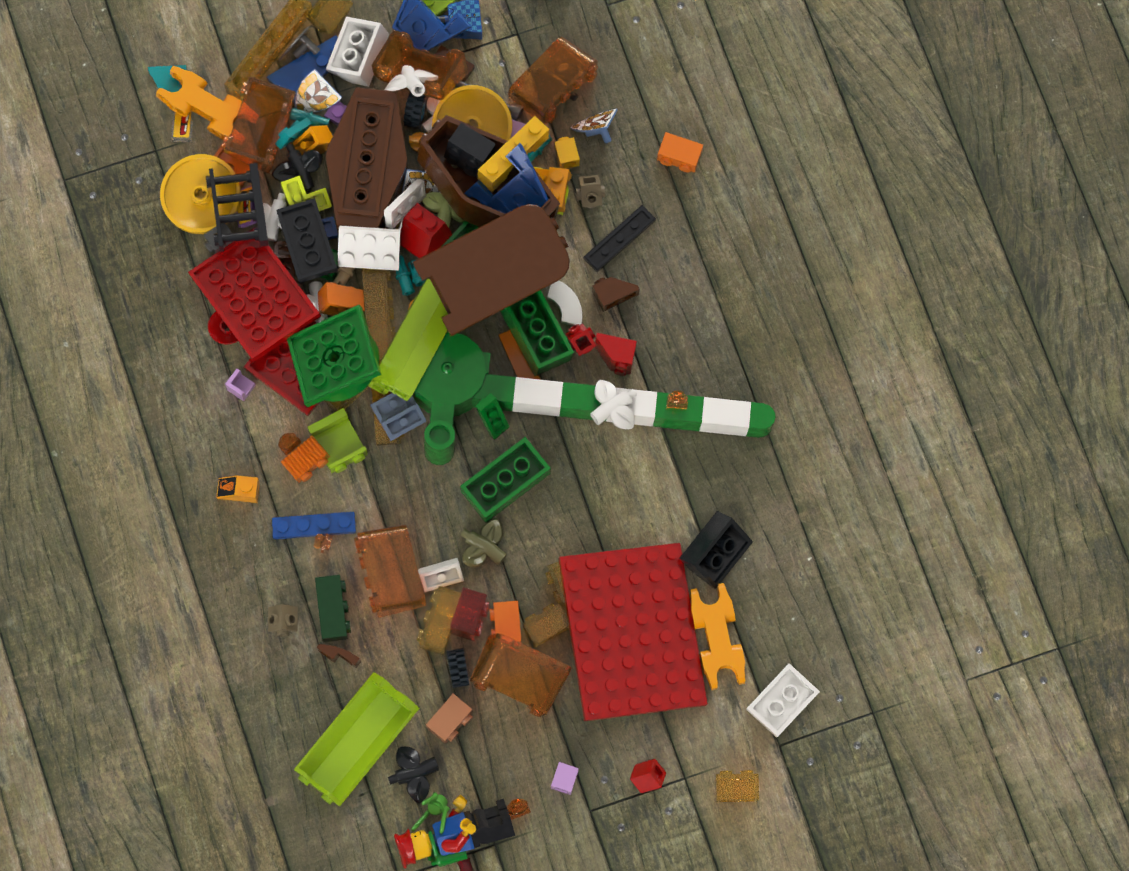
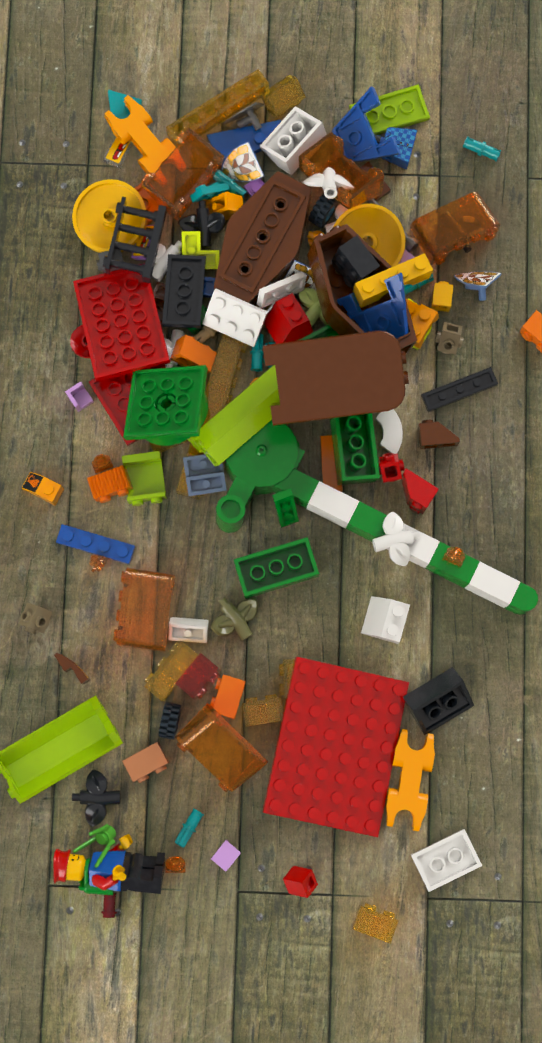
camera: 25 degrees right, 5 degrees up
(332, 608) = (82, 624): dark green brick -> none
(517, 766) = (188, 828): none -> teal axle
(633, 490) = (385, 619): none -> white slope

